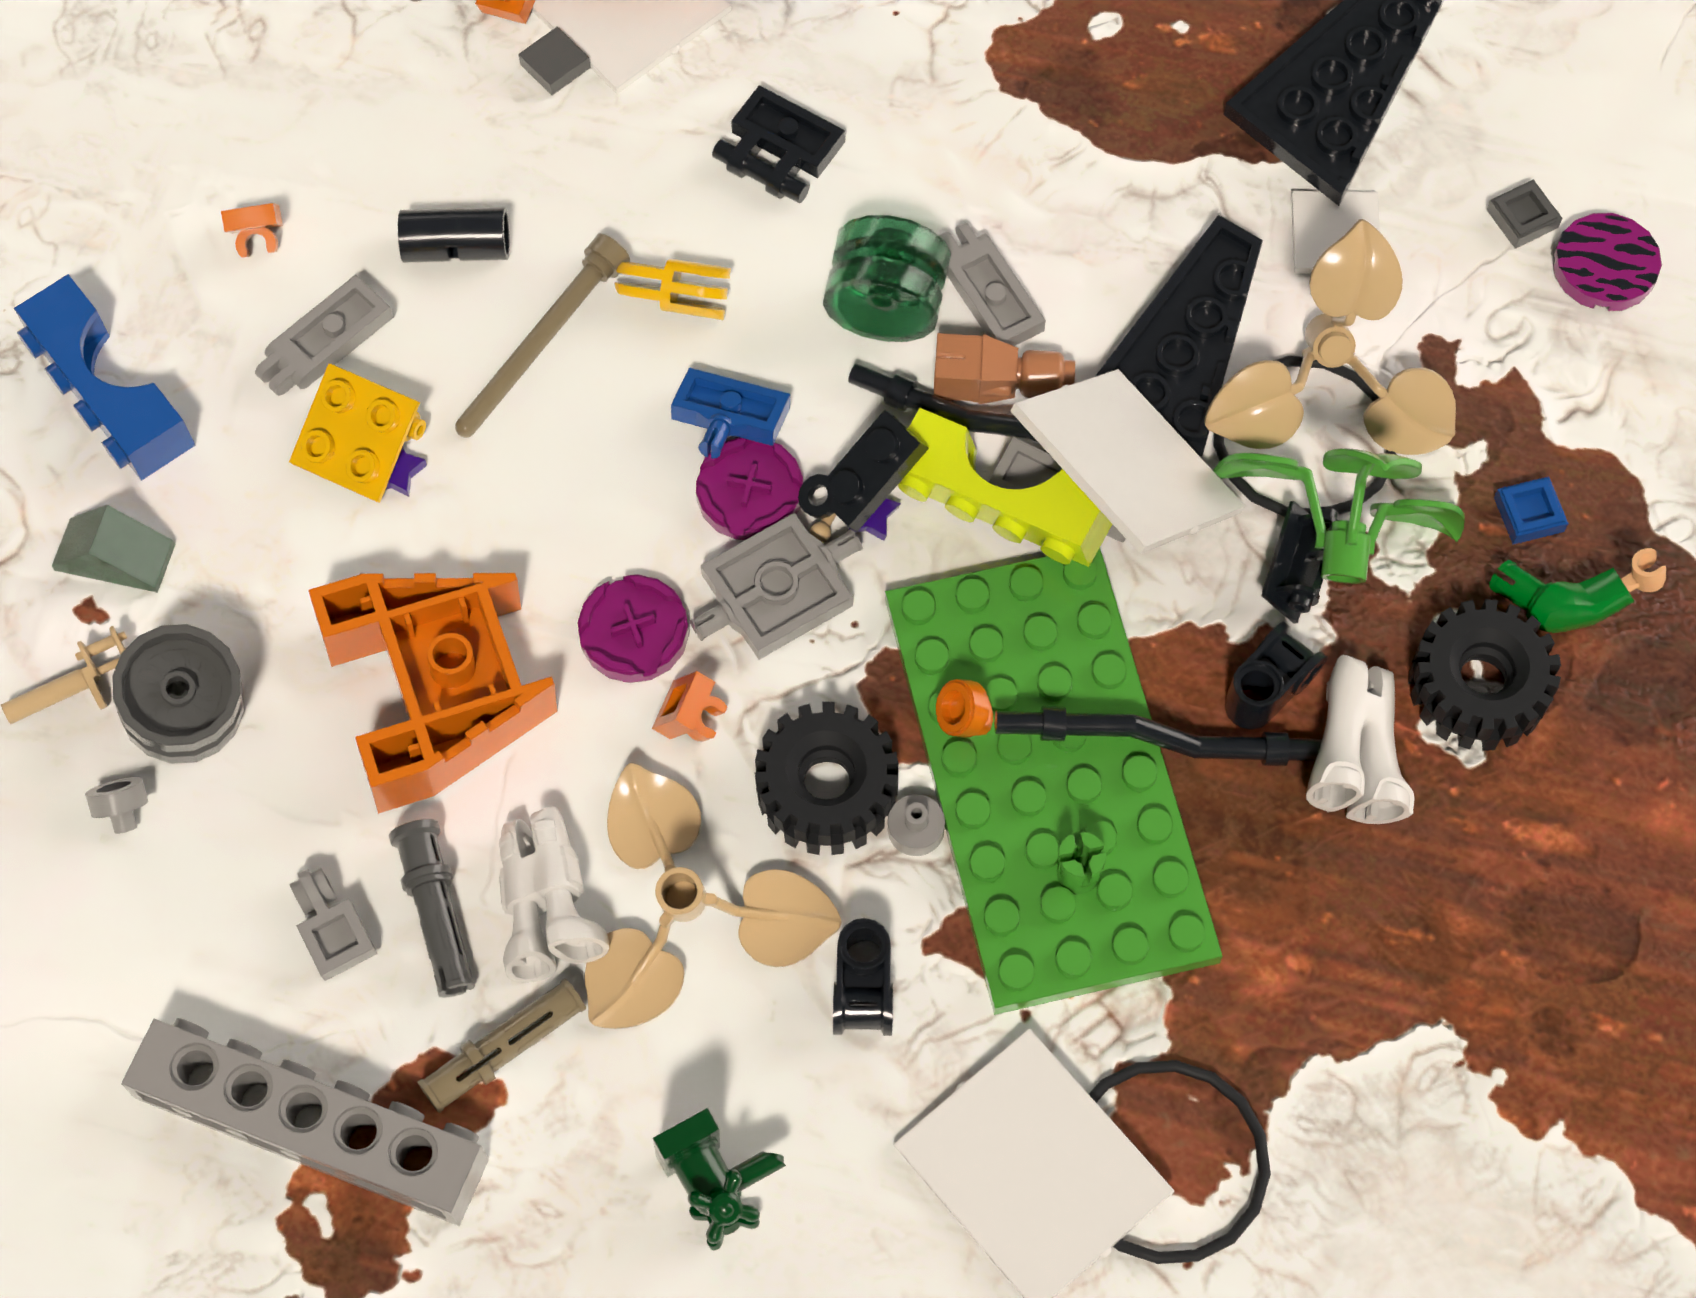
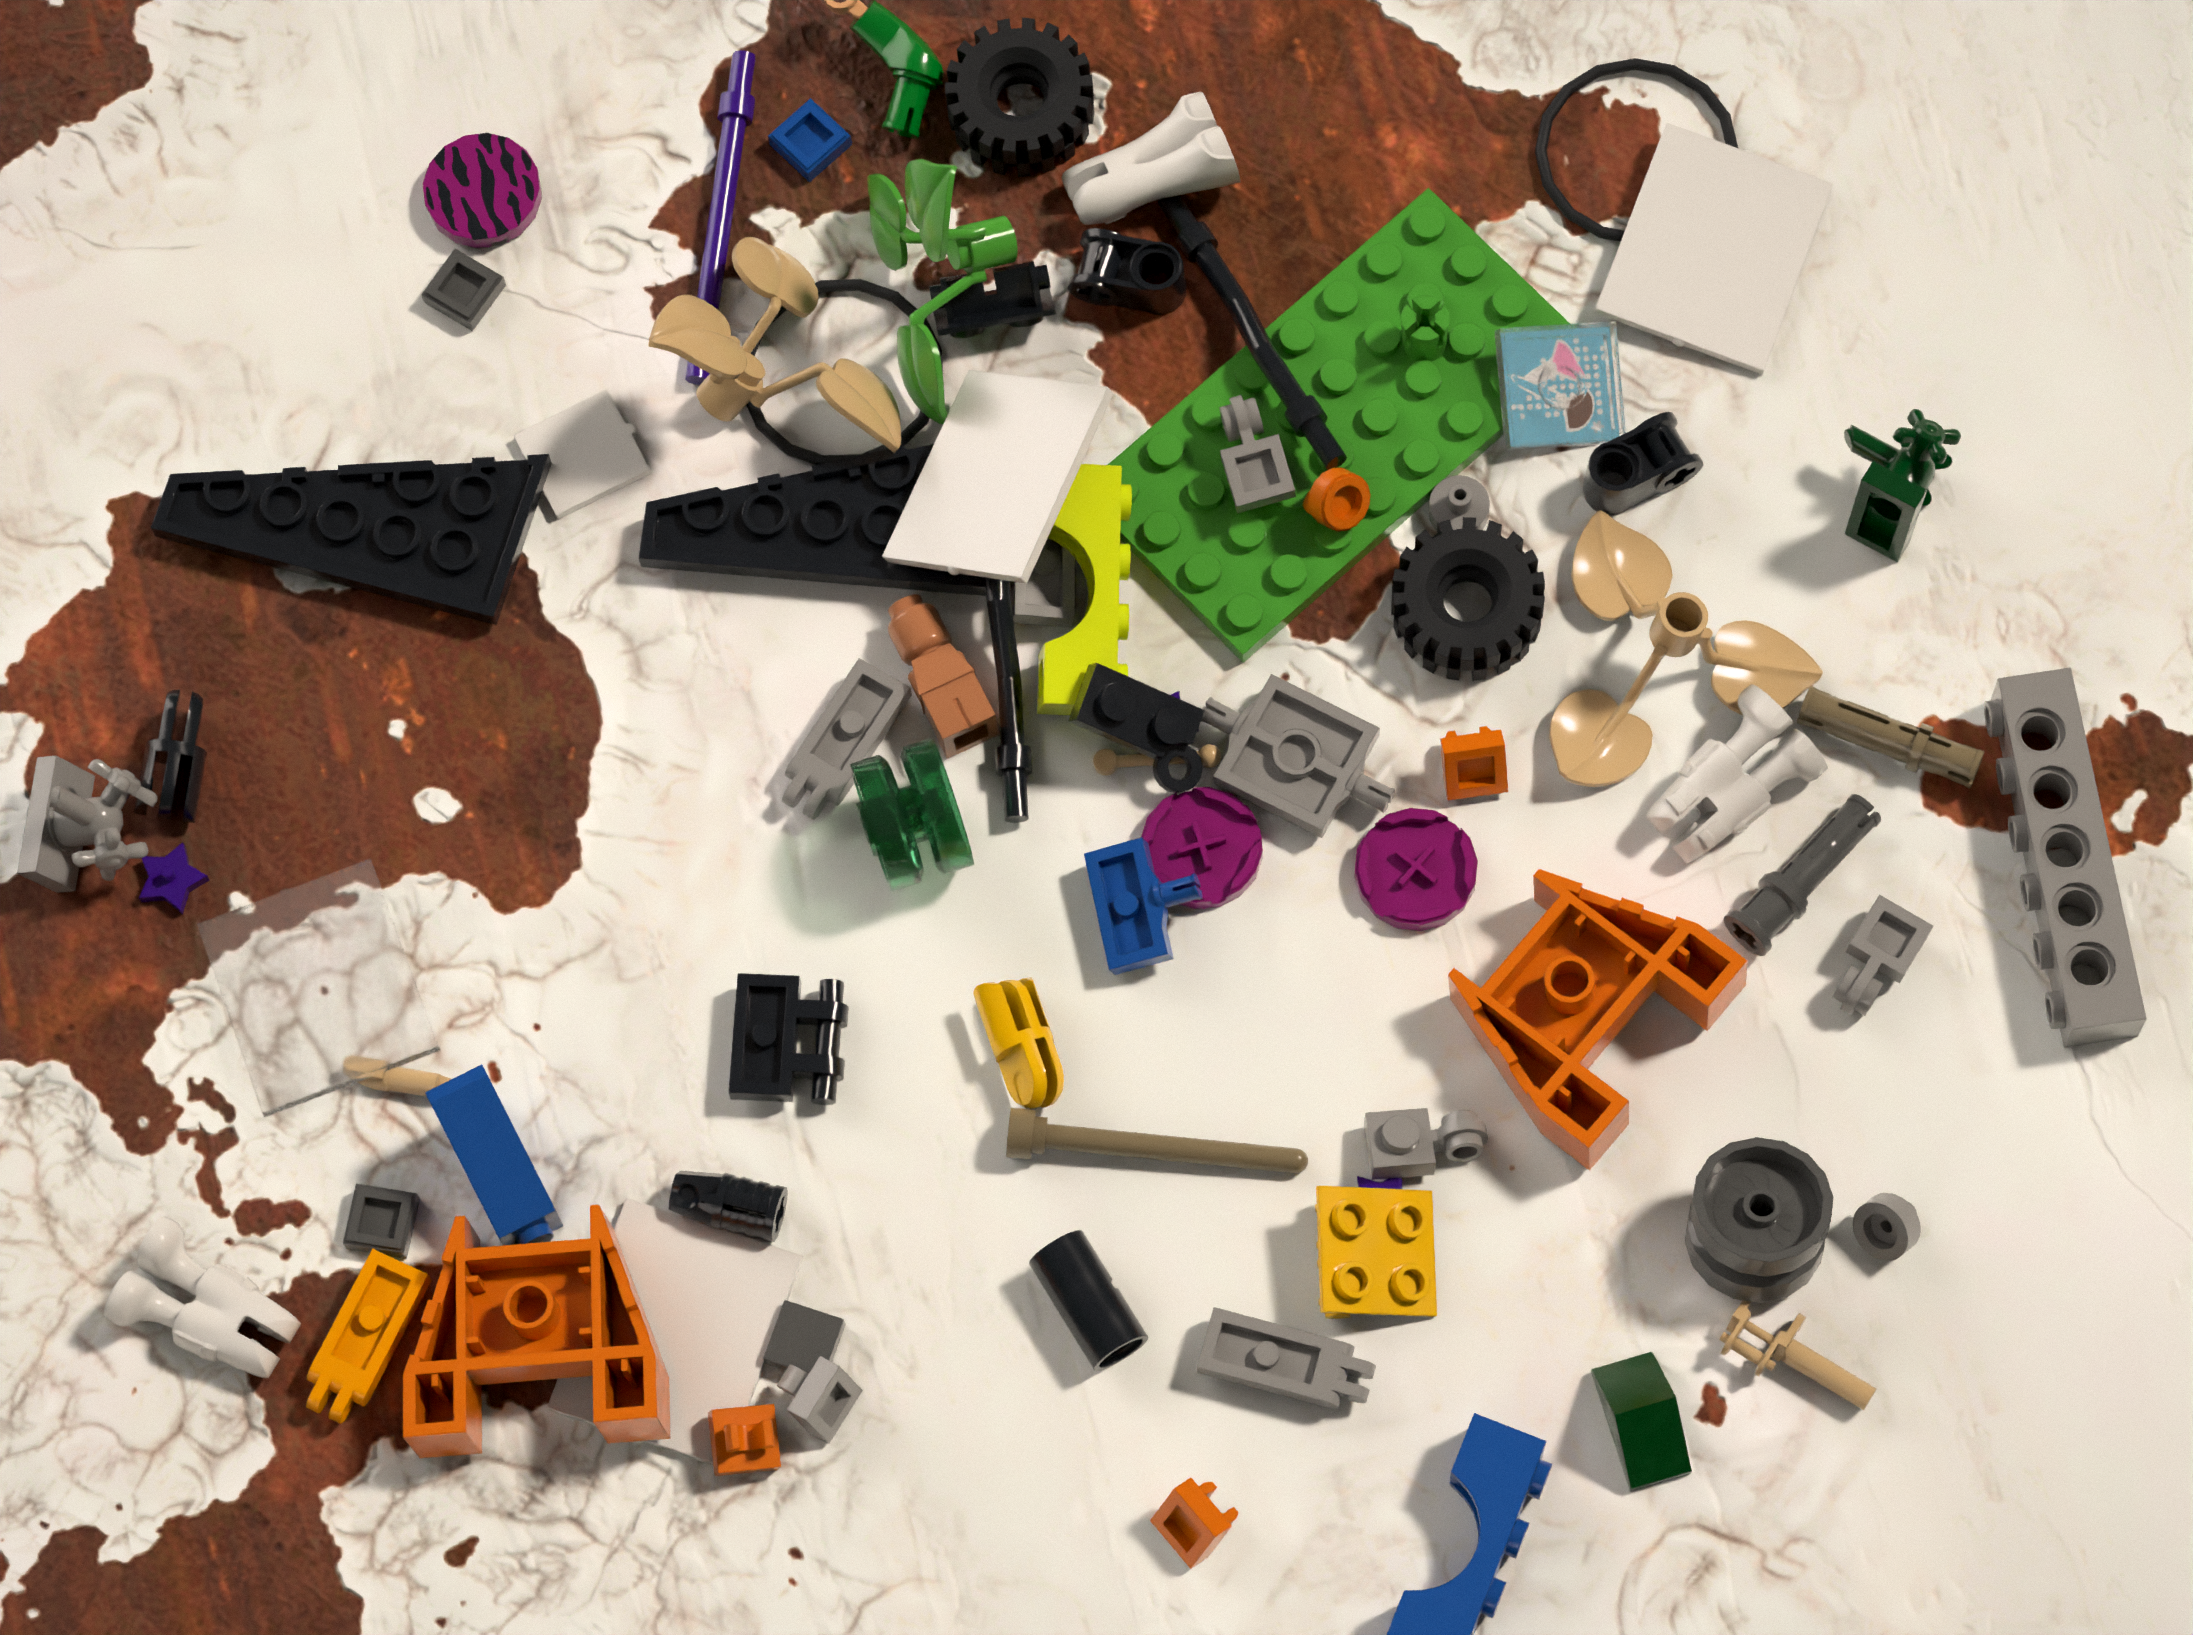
camera: 115 degrees left, 5 degrees up
(424, 501) = (1405, 1146): none -> light grey plate
(503, 41) = (820, 1397): none -> light grey tile
(679, 56) = (730, 1203): none -> black hinge
(970, 952) = (1560, 385): none -> clear tile
(1028, 660) = (1256, 468): none -> light grey plate
(1585, 466) = (735, 114): none -> dark purple bar

